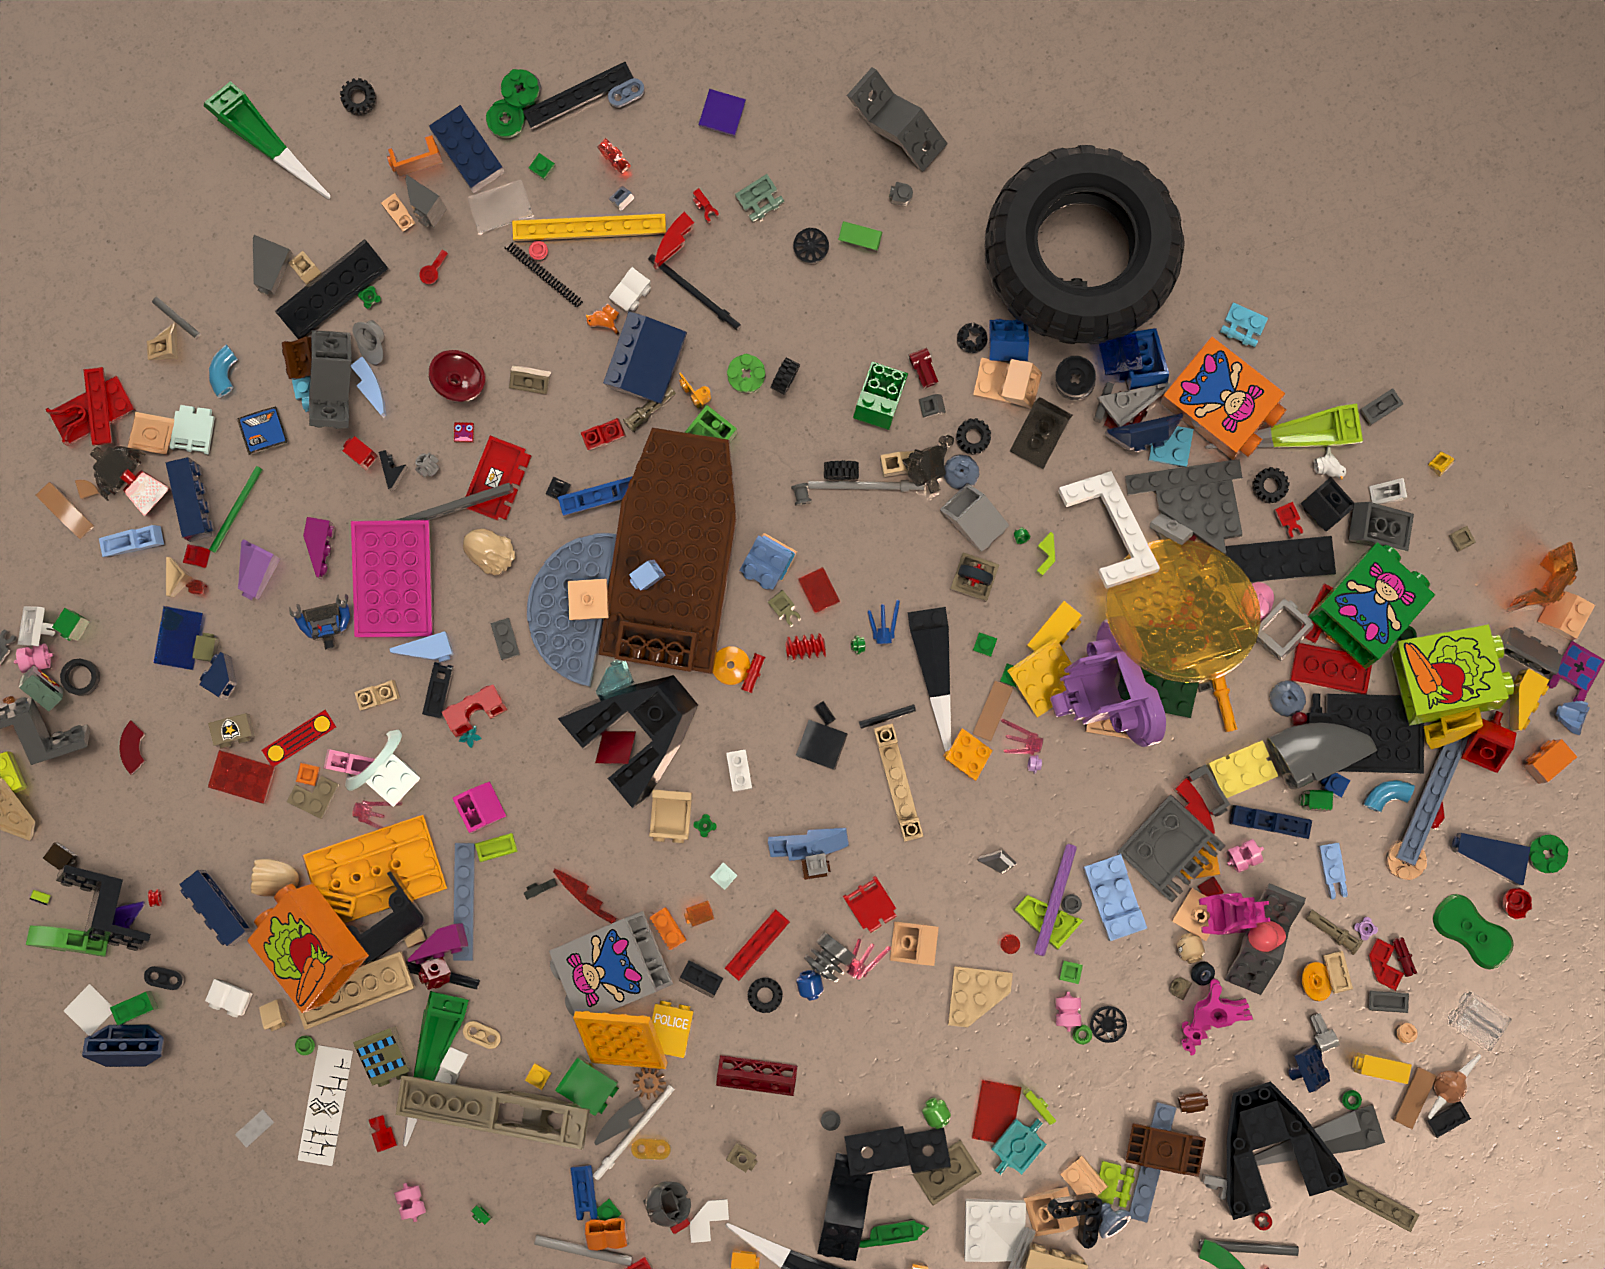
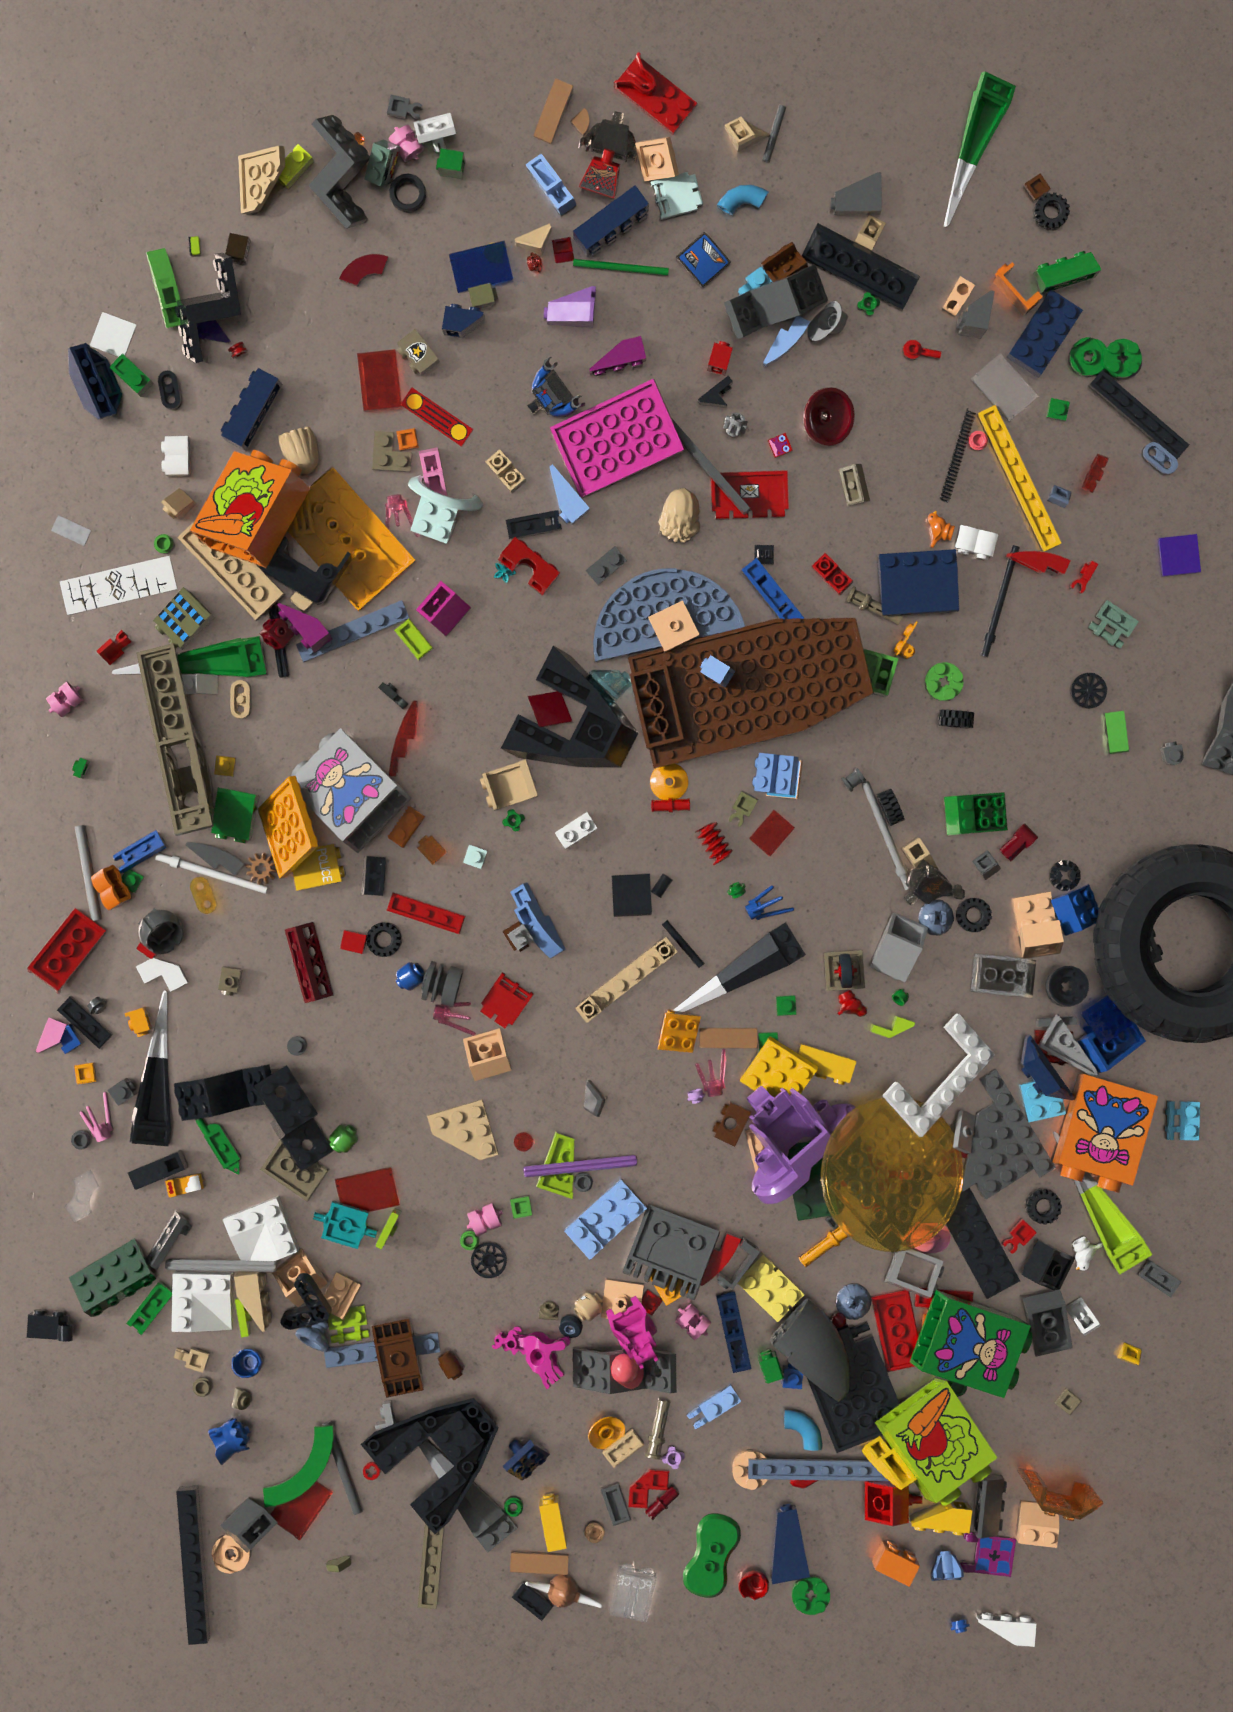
camera: 65 degrees right, 5 degrees up
(97, 406) = (661, 99): red tile -> none
(330, 100) = (1037, 187): none -> reddish brown plate
(419, 105) = (1066, 272): none -> green slope
(755, 1024) = (353, 941): none -> red panel
(1009, 583) = (851, 1004): none -> red animal
(1084, 747) = (731, 1135): none -> reddish brown brick
(1325, 1038) = (558, 1460): light grey axle -> none

